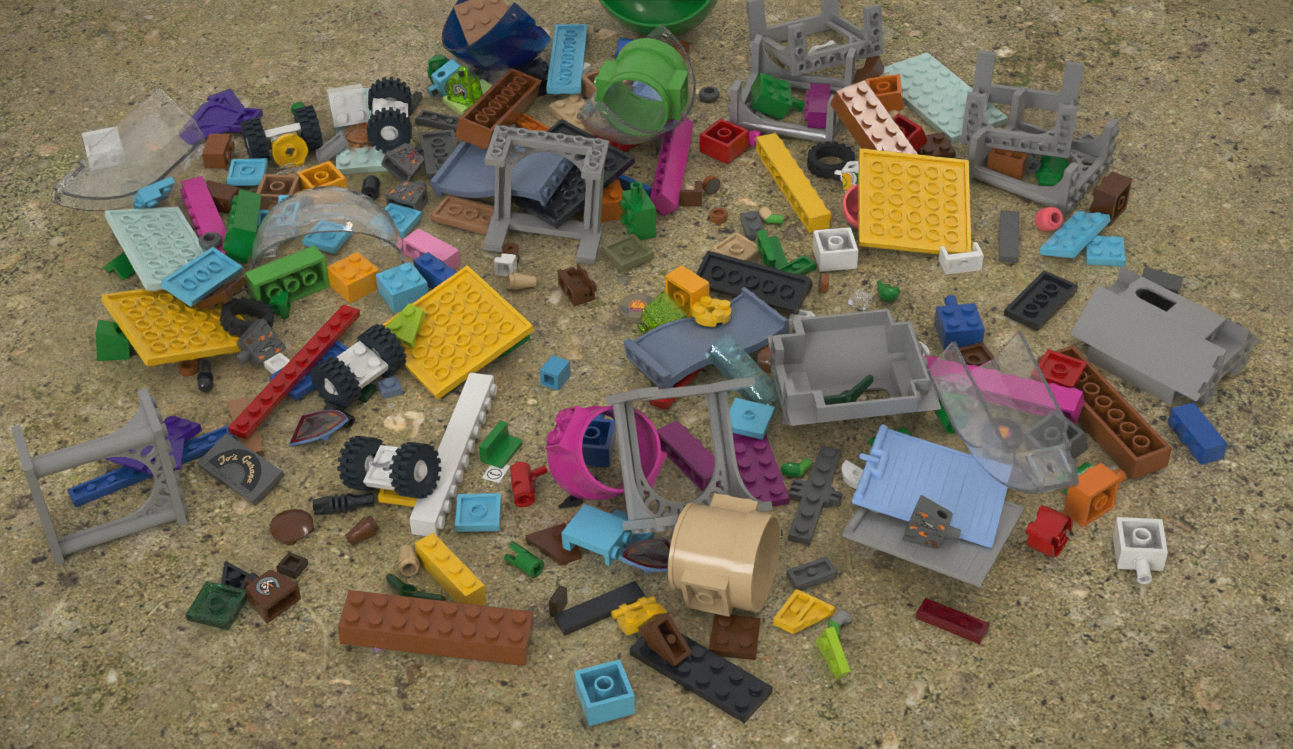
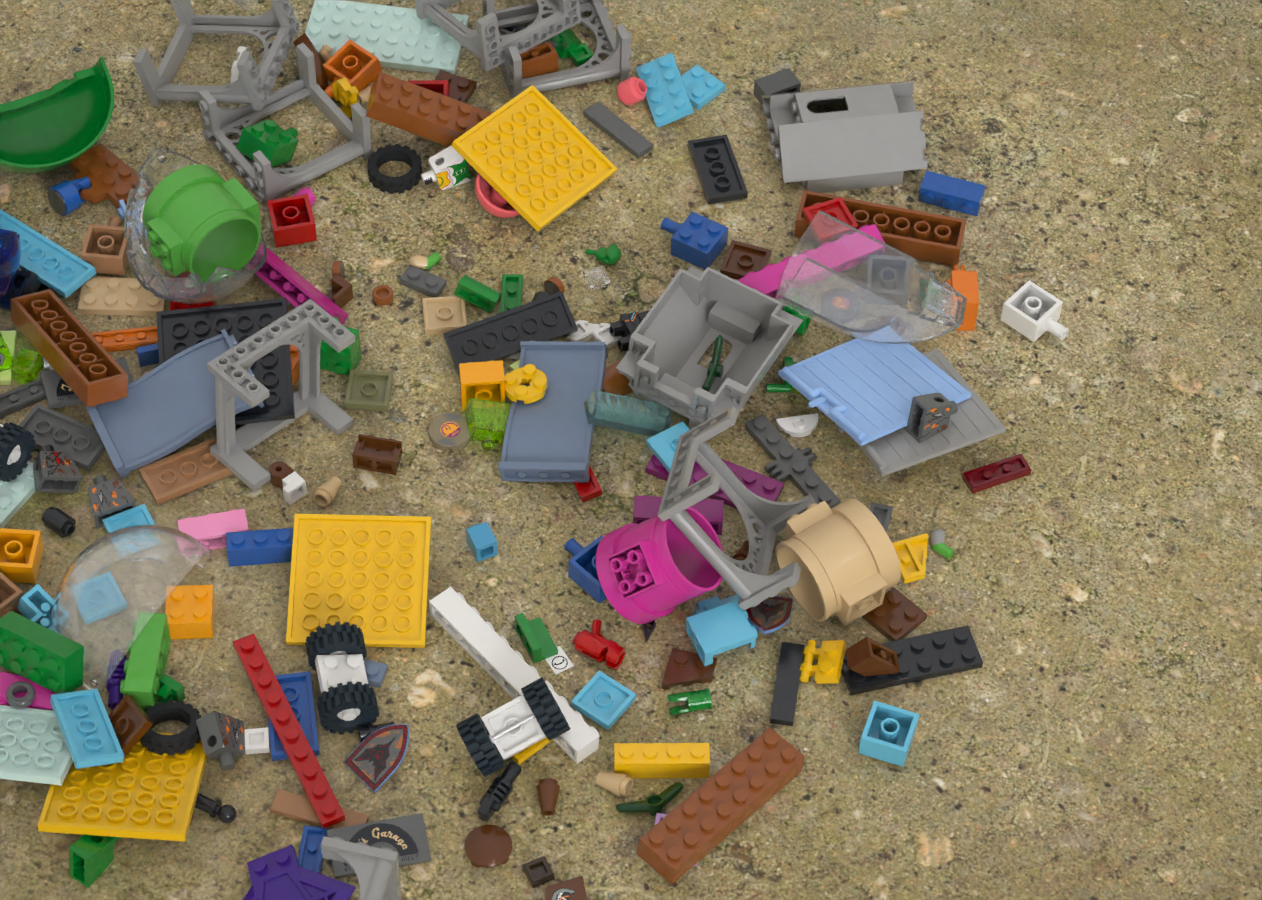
camera: 55 degrees left, 10 degrees up
(401, 286) = (245, 583): medium azure brick -> none
(407, 324) = (316, 609): lime wing -> none
(558, 601) = (760, 706): dark brown tile -> none
(793, 183) = (397, 214): yellow brick -> none
(796, 469) = (755, 456): green arm -> none
(816, 105) = (315, 122): magenta brick -> none
(833, 653) = (971, 564): lime wing -> none
(835, 249) = (525, 249): white brick -> none
(962, 261) = (618, 183): white panel -> none
(1049, 531) = (975, 352): red brick -> none
(1111, 196) = (652, 34): reddish brown brick -> none

